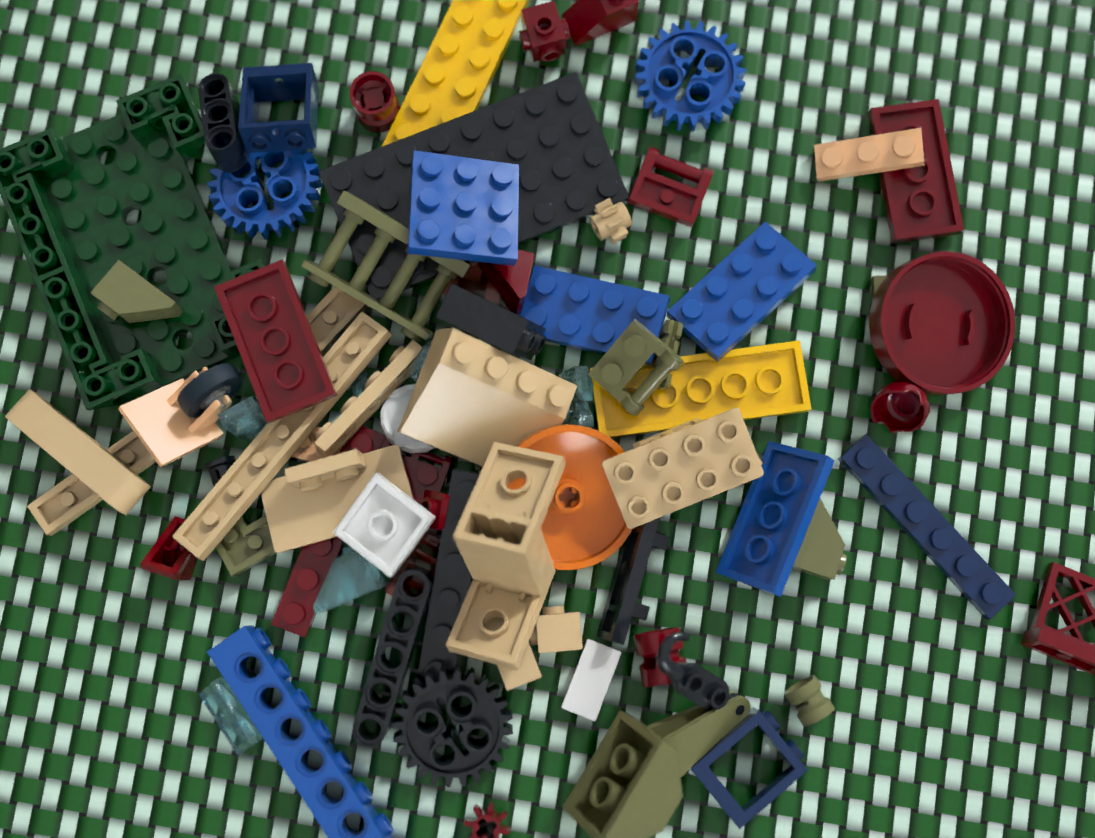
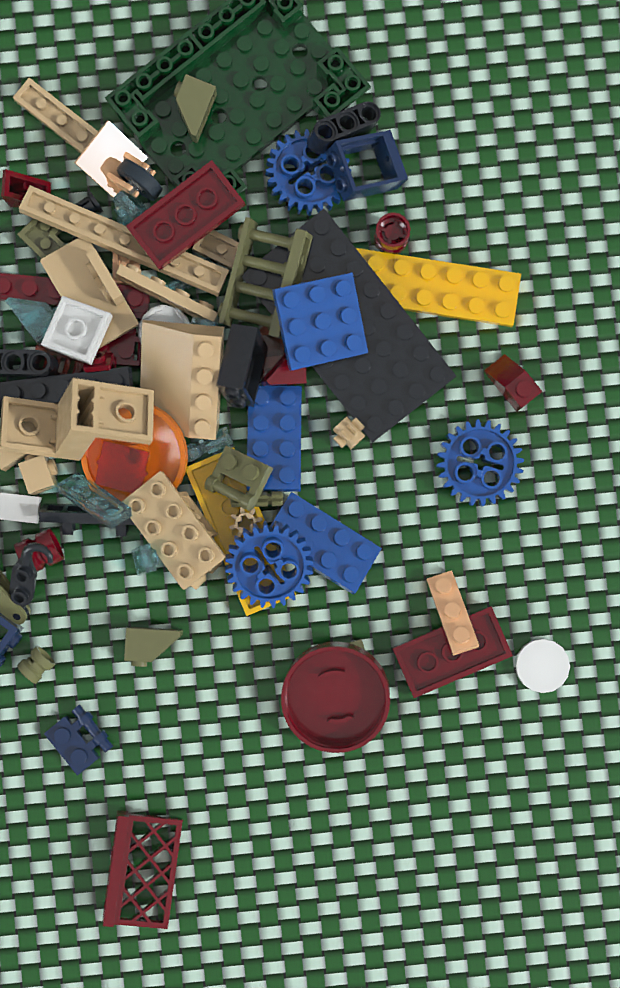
camera: 75 degrees right, 5 degrees up
(78, 452) = (74, 100): tan beam -> none
(543, 32) = (487, 337): dark red brick -> none
(580, 516) = (121, 467): none -> clear red piece
(615, 562) = (94, 500): none -> clear light blue plate
(668, 196) = (380, 471): dark red plate -> none
(702, 367) = (239, 519): none -> tan gear
(709, 517) = (145, 559): none -> clear light blue plate
(768, 388) = (289, 551): none -> blue gear
(775, 518) = (158, 607): blue plate -> none
(900, 407) = (265, 680): dark red hair -> none
(921, 682) = (72, 744): none -> dark blue plate
(927, 527) = (184, 721): dark blue plate -> none
(956, 71) = (542, 665): none -> white tile

